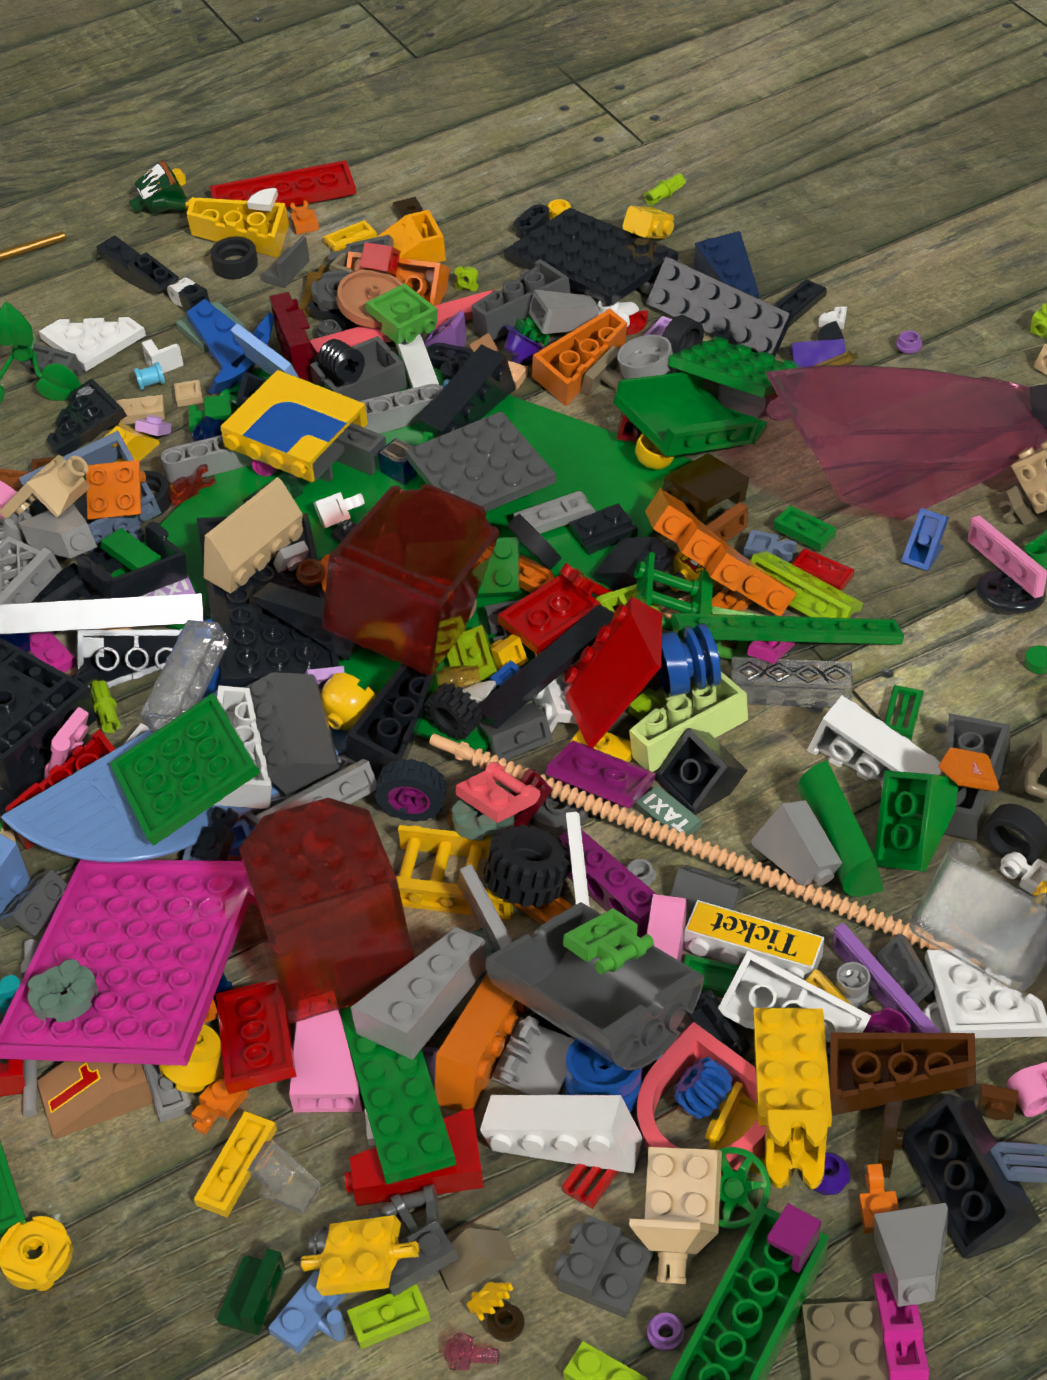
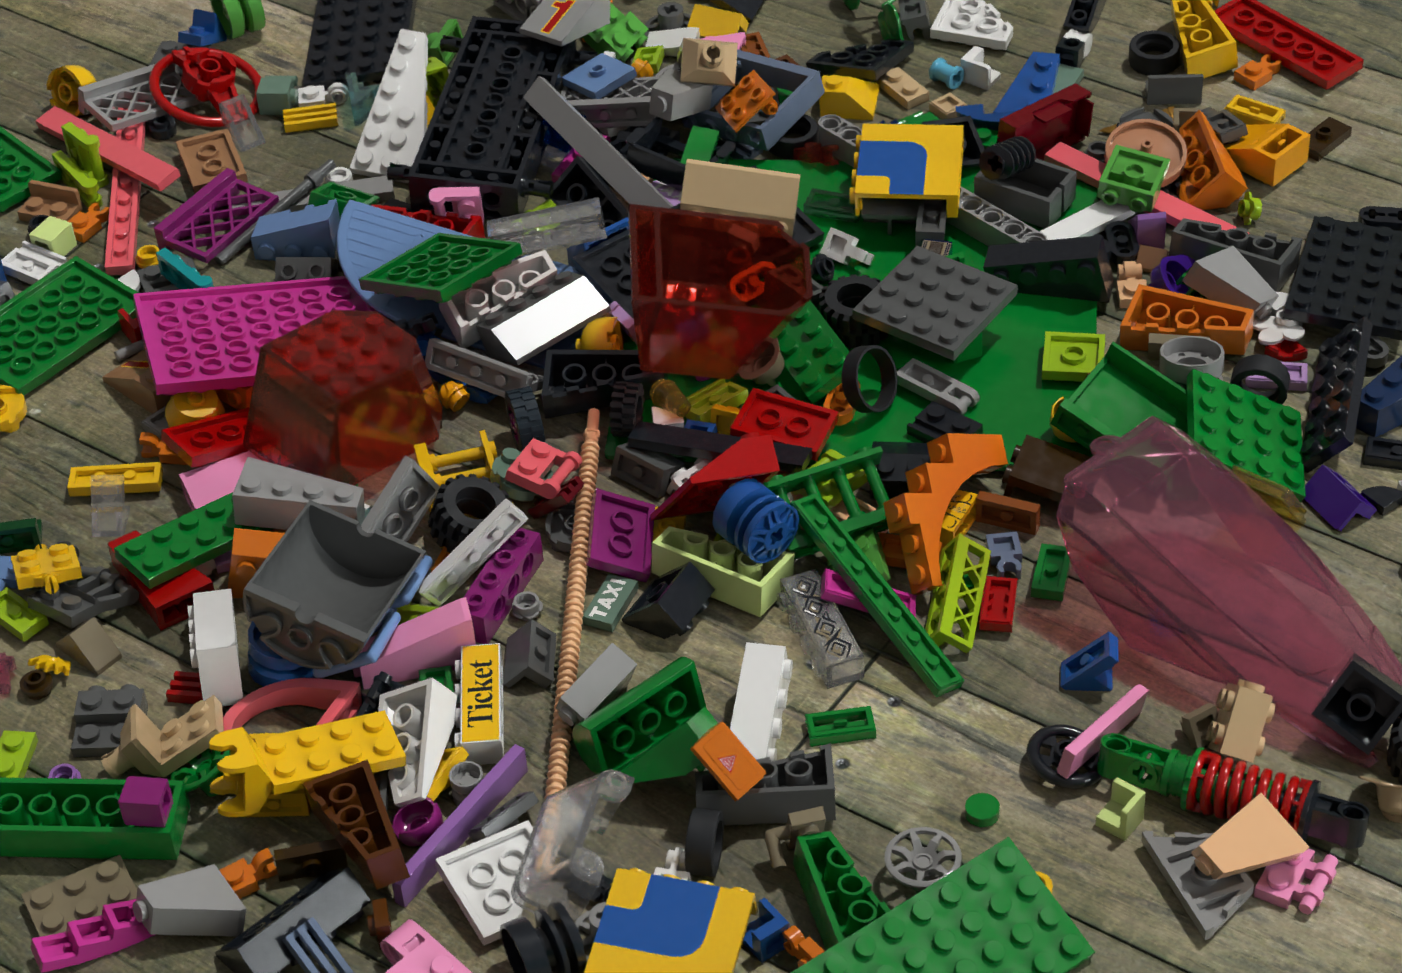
camera: 65 degrees right, 5 degrees down
(46, 989) = (199, 305): sand green plate -> none
(153, 425) = (881, 103): lavender plate -> none
(261, 353) = (984, 114): light blue tile -> none
(263, 200) = (1224, 25): white tile -> none
(380, 258) = (1195, 132): panel -> none
(575, 425) = (1071, 355): none -> lime plate
(580, 581) = (833, 425): red bar -> none
(600, 937) = (373, 562): bright green plate -> none
(703, 1088) = (296, 713): blue gear -> none
(838, 1178) = (260, 833): dark purple plate -> none

